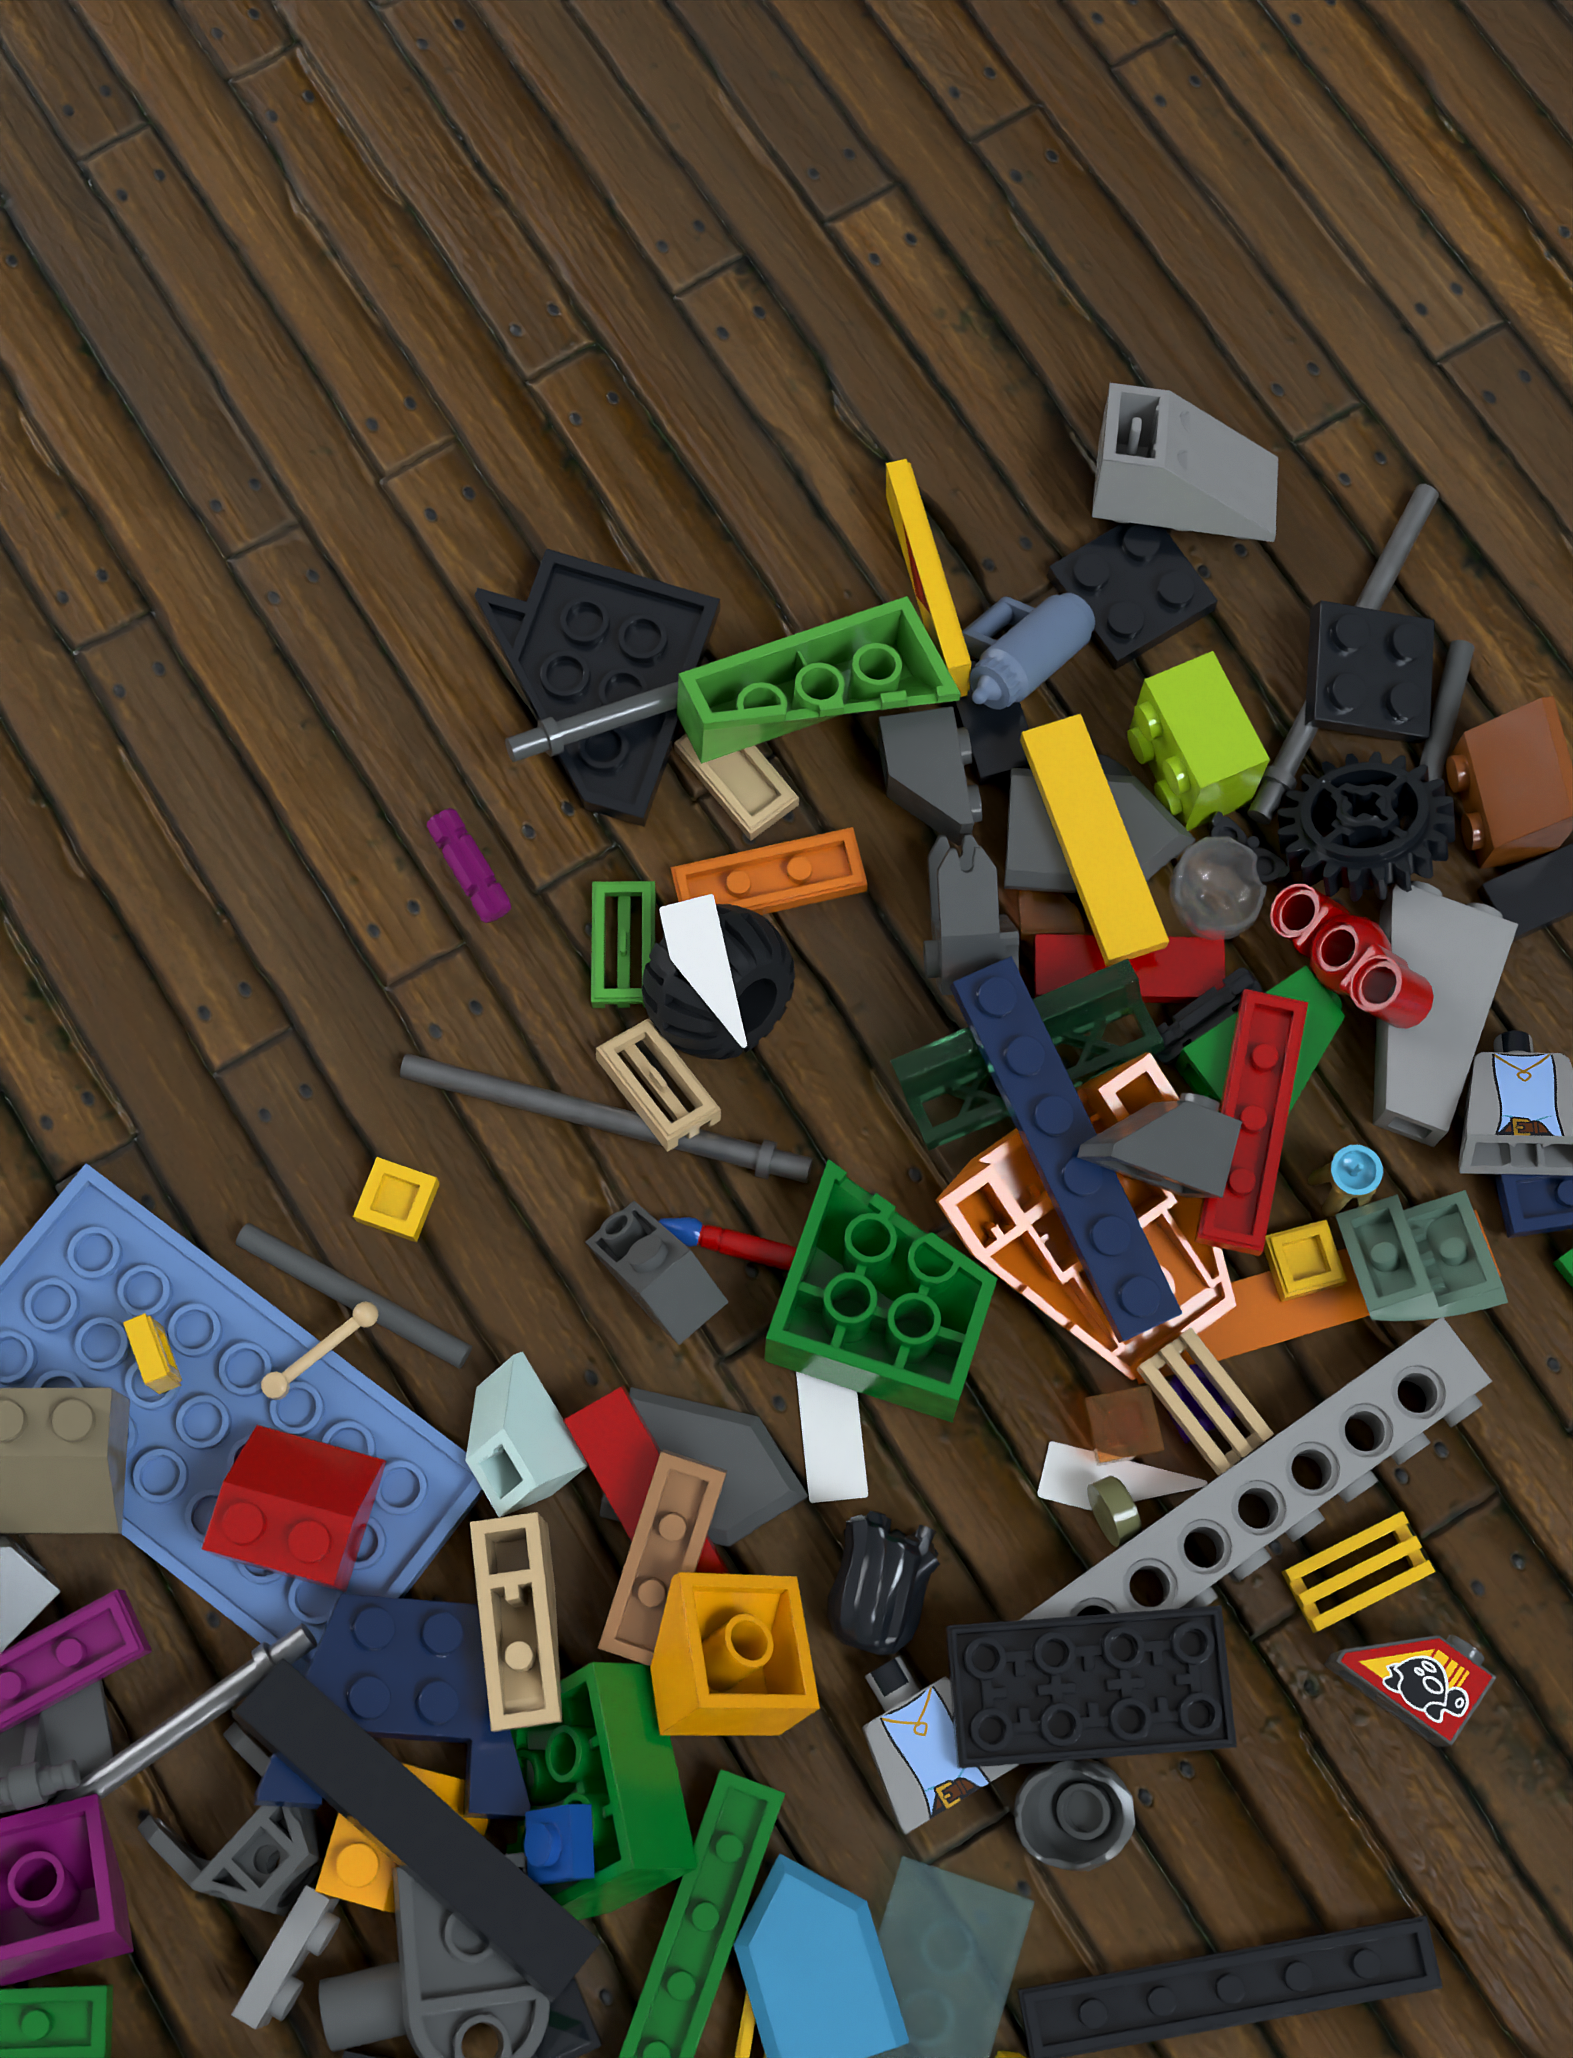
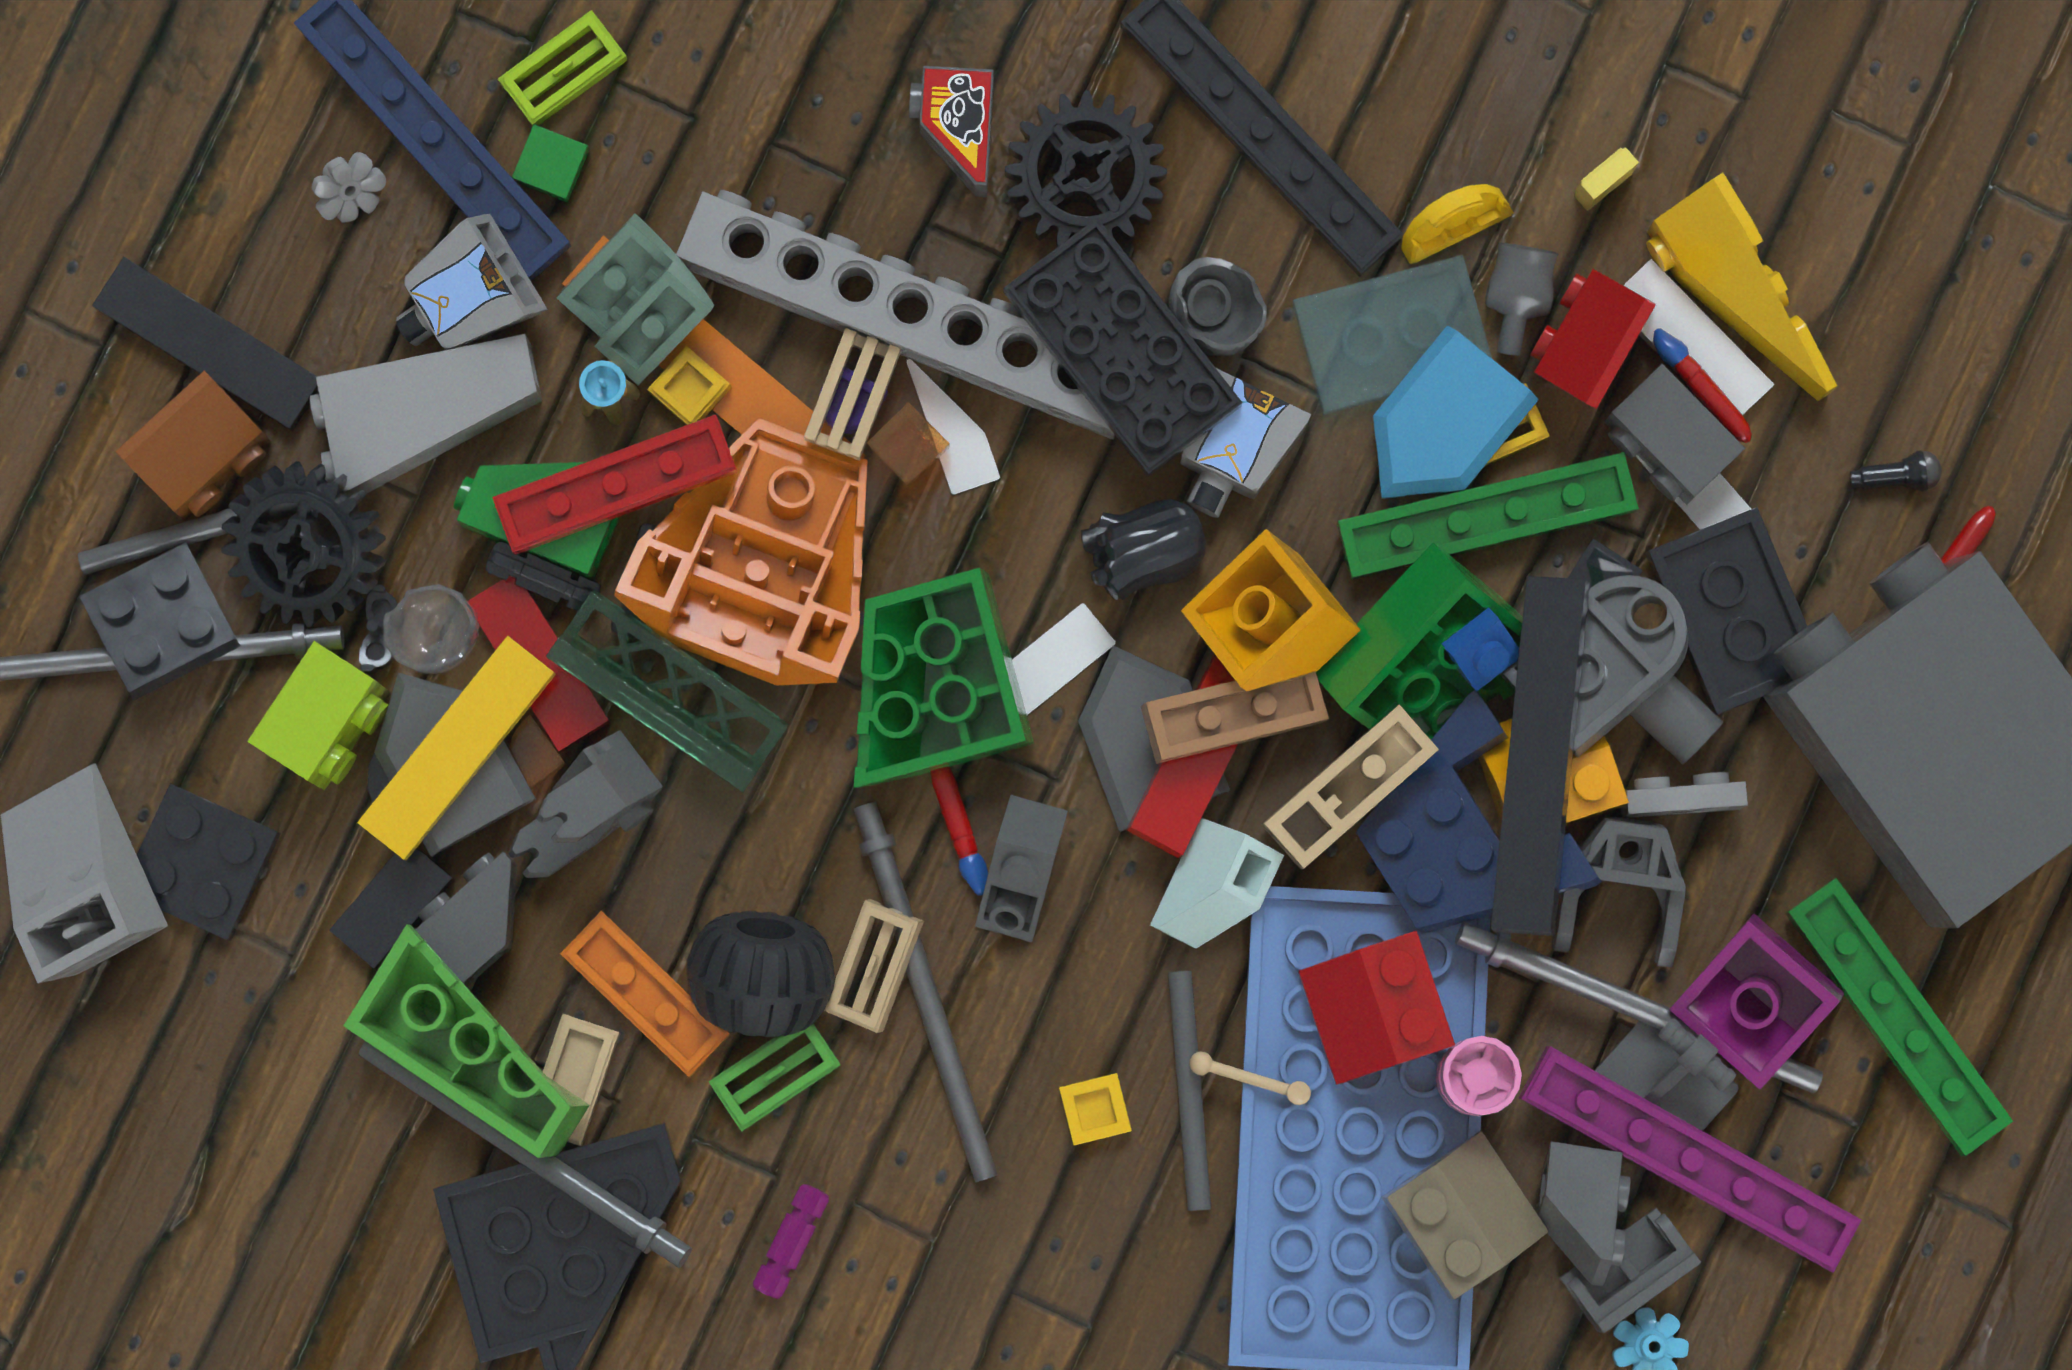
camera: 125 degrees left, 10 degrees up
(153, 1353) = (1338, 1196): yellow tile -> none
(161, 1557) = (1478, 1076): none -> bright pink wheel
(701, 956) = (761, 985): white sticker -> none
(926, 571) = (304, 1030): yellow tile -> none
(1029, 651) = (320, 903): sand blue piece -> none
(1052, 1129) = (729, 612): dark blue plate -> none
(1114, 1510) = (977, 411): olive tile -> none
(1171, 1146) = (682, 529): dark grey slope -> none
(1349, 1772) = (1064, 189): none -> black gear
(1371, 968) = (429, 464): red piece -> none
(1407, 1546) = (861, 184): yellow tile -> none

